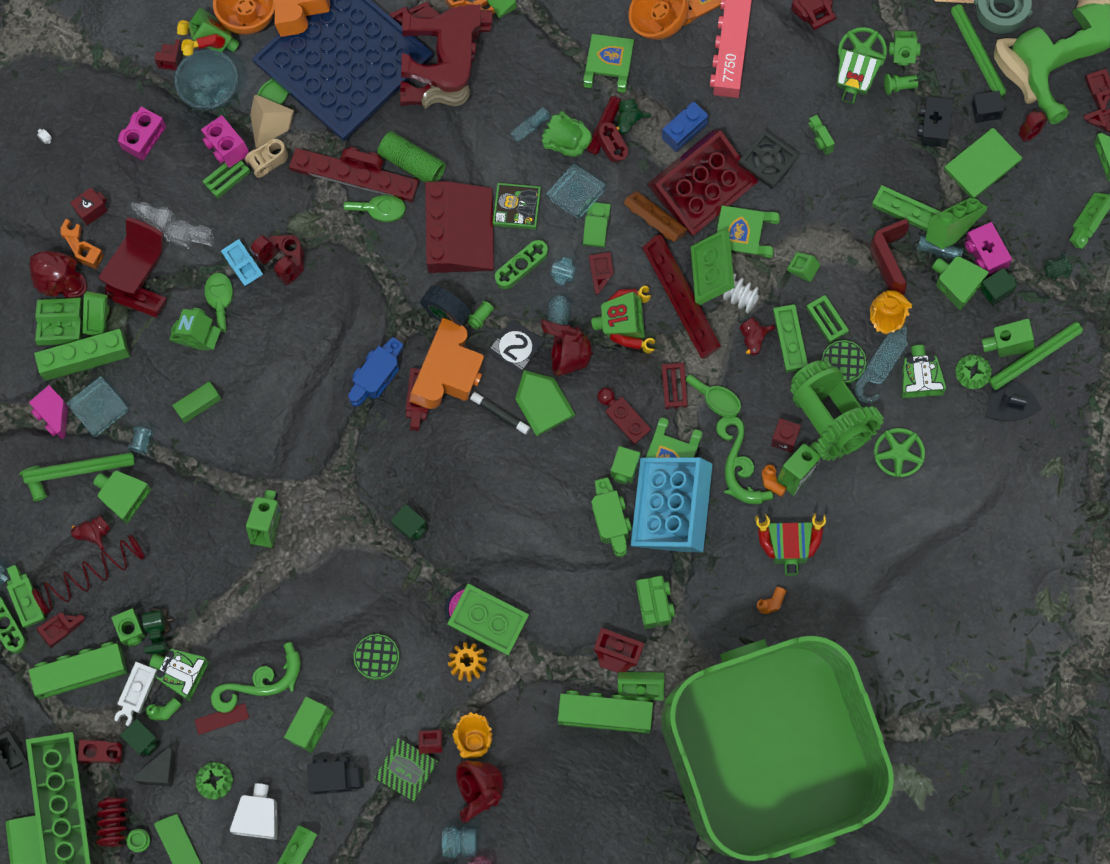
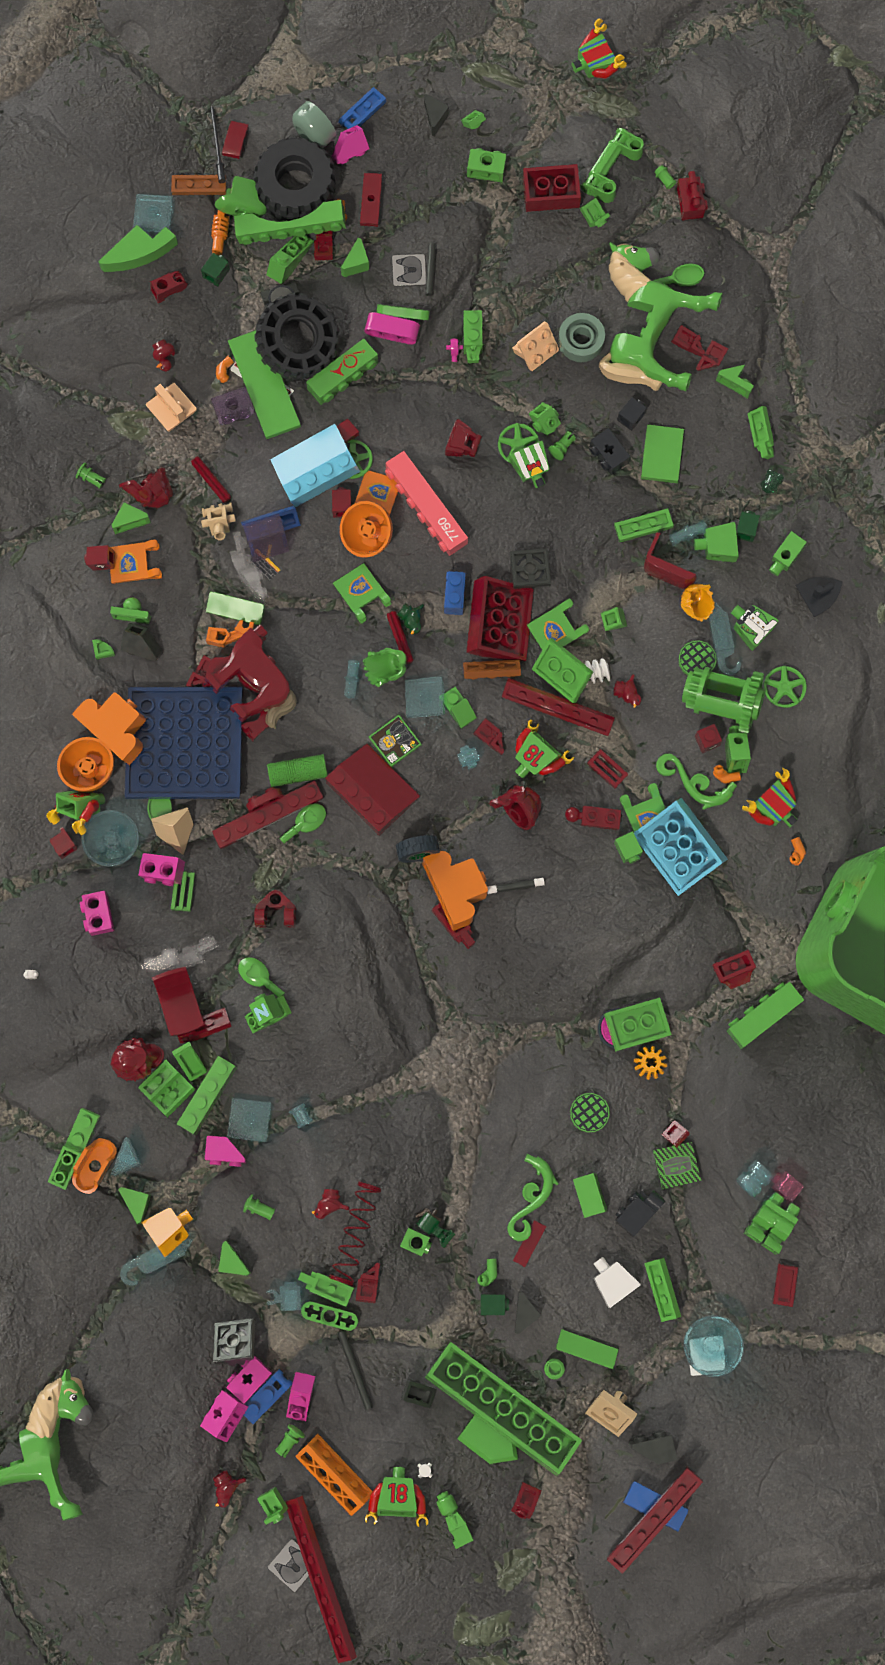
camera: 50 degrees left, 5 degrees up
(77, 468) = (279, 1171): bright green axle -> none
(78, 671) = (410, 1300): bright green brick -> none
(89, 205) = (111, 993): dark red brick -> none
(94, 255) = (120, 1025): orange piece -> none
(99, 752) = (476, 1338): dark red leg -> none
(111, 822) = (528, 1373): dark red piece -> none
(122, 493) = (323, 1162): bright green torso -> none
(135, 692) = (459, 1277): white plate -> none
(180, 671) = (475, 1239): torso -> none
(196, 402) = (312, 1057): bright green slope -> none
(223, 785) = (554, 1288): bright green gear -> none
(241, 262) = (251, 939): medium azure slope -> none
(264, 520) = (438, 1096): bright green torso -> none
(266, 158) = (199, 856): tan piece -> none
(376, 373) = (413, 931): blue hinge -> none
(409, 524) = (529, 1009): dark green brick -> none
(472, 736) = (701, 1106): light orange hair -> none
(479, 786) = (735, 1134): dark red head -> none
(480, 315) = (441, 832): bright green pin -> none
(505, 269) = (439, 791): bright green beam -> none
(516, 346) = (482, 833): sticker -> none
(542, 402) = (534, 854): bright green tile -> none
(558, 310) = (490, 786): clear light blue brick -> none
(609, 517) = (649, 889): bright green hinge -> none
(611, 142) = (417, 646): dark red beam -> none
(641, 684) = (768, 977): bright green slope -> none
(654, 603) = (728, 918): bright green brick -> none
(717, 398) = (642, 752): bright green piece -> none
(790, 338) = (651, 673): bright green plate -> none
(822, 139) = (547, 523): bright green plate -> none
(836, 335) = (659, 647): bright green tile -> none
(954, 222) = (683, 508): bright green slope -> none
(977, 49) = (590, 381): bright green axle -> none
(978, 380) = (777, 601): bright green gear -> none
(989, 239) = (712, 500): dark pink brick -> none
(1033, 126) = (672, 402): dark red plate -> none
(1036, 355) = (809, 551): bright green axle -> none

